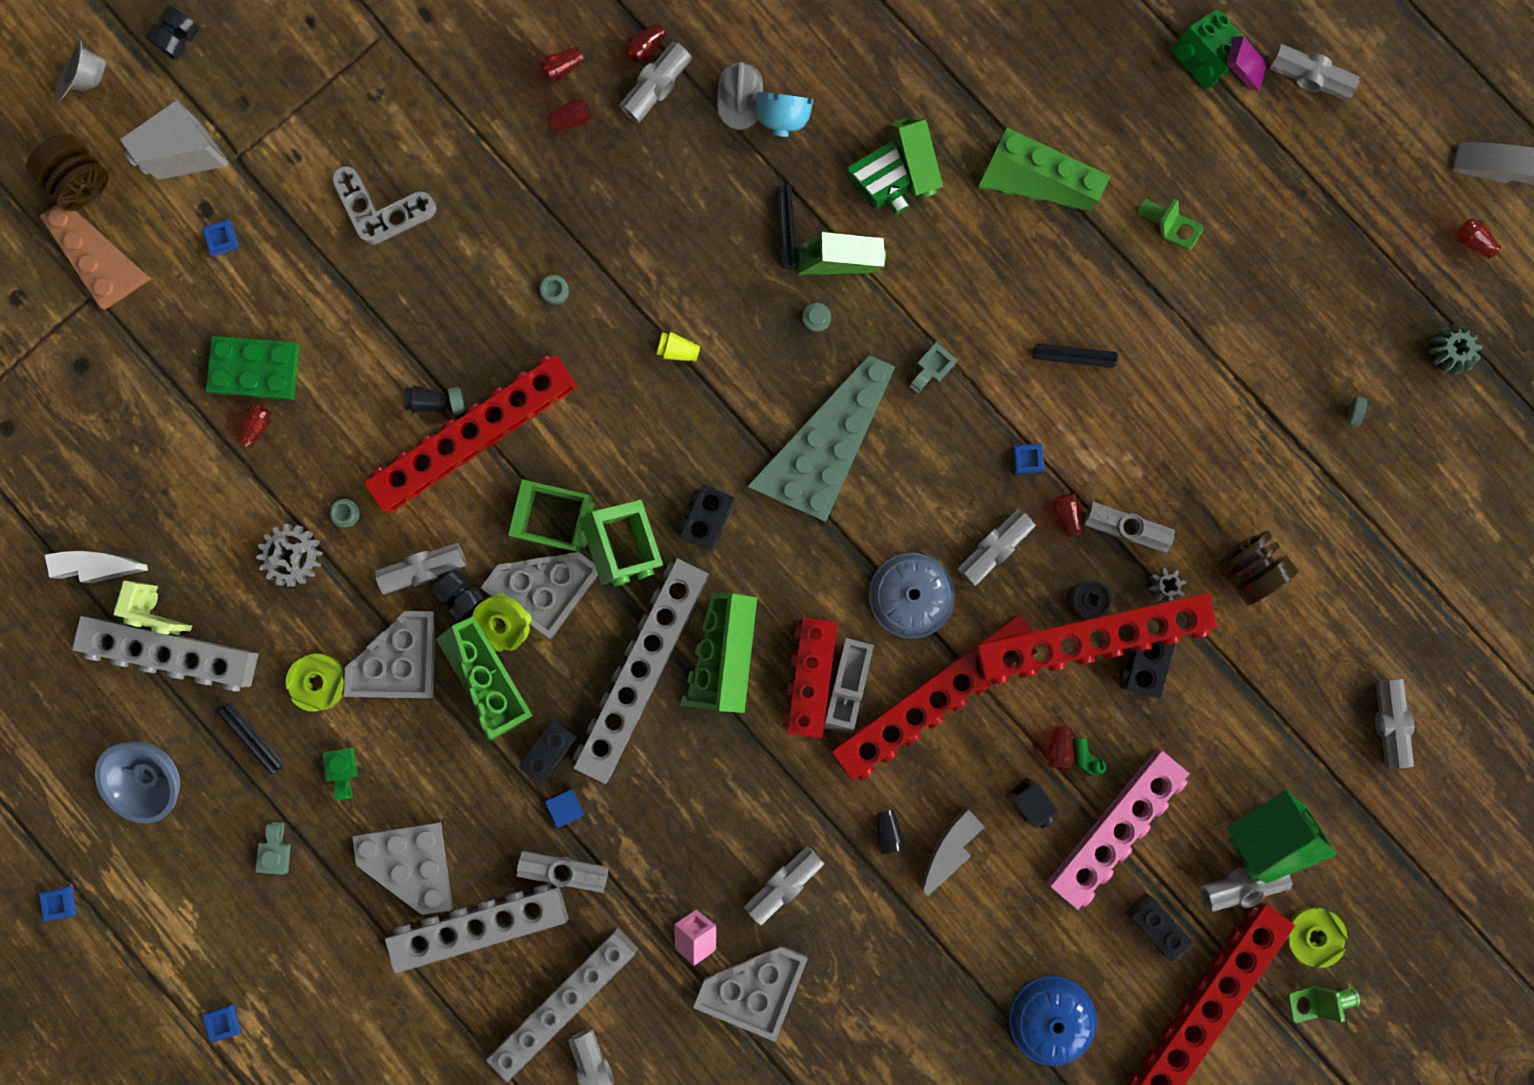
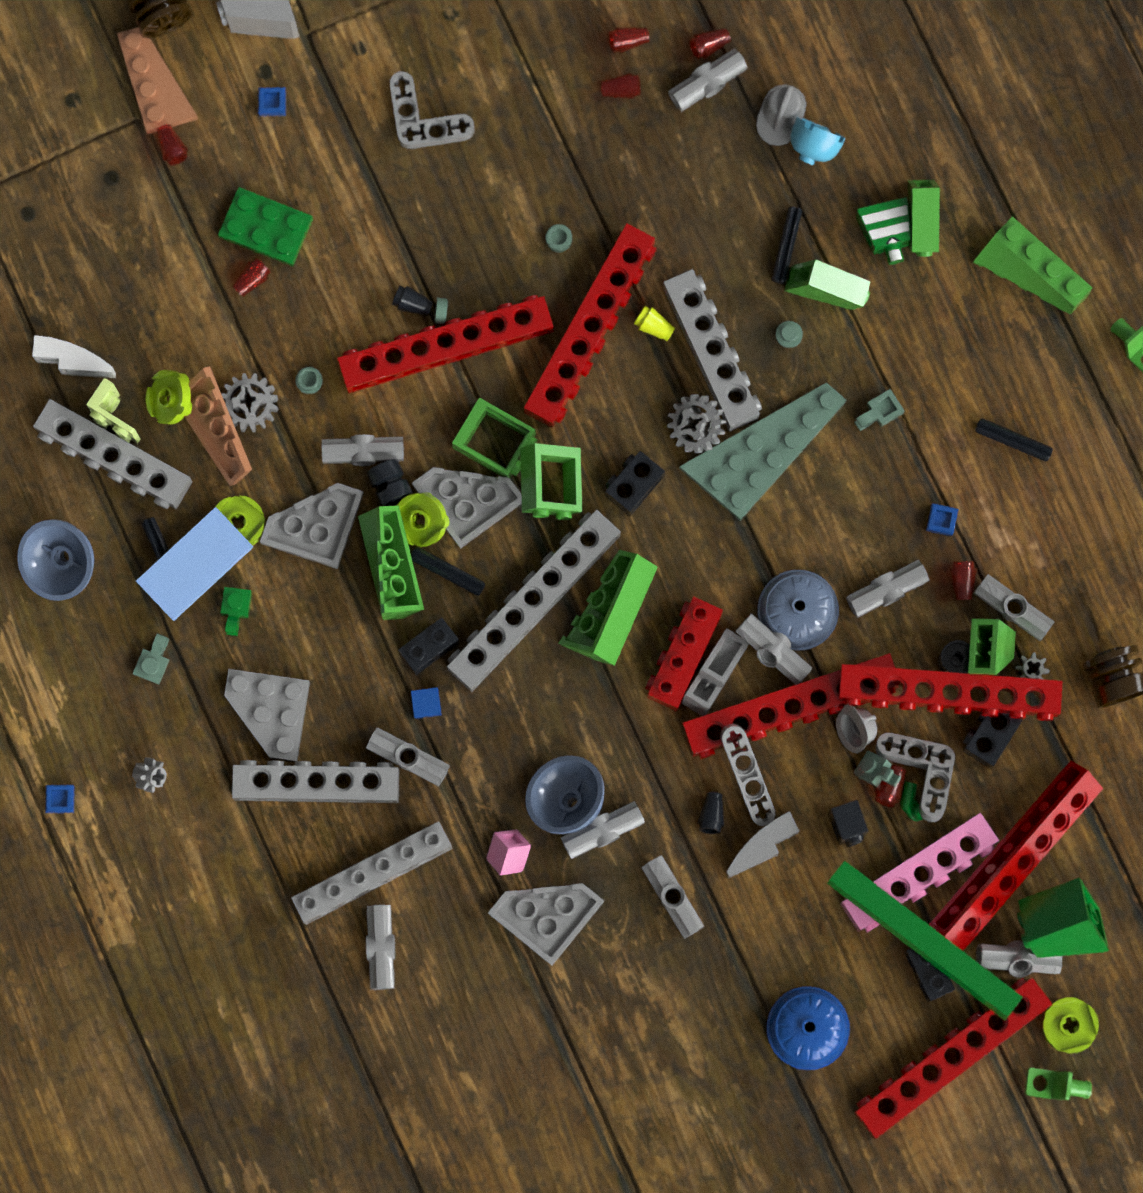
camera: 15 degrees right, 5 degrees down
(131, 315) = (171, 145): none -> clear red cone
(204, 575) = (179, 405): none -> lime plate
(257, 588) = (215, 427): none -> nougat wing
(282, 741) = (194, 564): none -> light blue tile
(303, 973) = (149, 774): none -> light grey gear
(545, 666) = (447, 571): none -> black axle
(626, 270) = (630, 241): none -> red brick
(702, 297) = (688, 285): none -> light grey brick
(721, 865) = (557, 787): none -> sand blue hat
(739, 434) = (705, 431): none -> light grey gear
(890, 944) = (663, 881): none -> light grey piece
(900, 646) = (774, 649): none -> light grey piece
(915, 783) = (748, 774): none -> light grey beam
(1009, 702) = (856, 728): none -> light grey piece
(1041, 738) = (876, 769): none -> sand green plate
(1098, 718) = (932, 767): none -> light grey beam
(1123, 581) = (990, 646): none -> bright green slope
(1149, 904) = (924, 940): none -> green tile
(1210, 783) = (1016, 855): none -> red brick

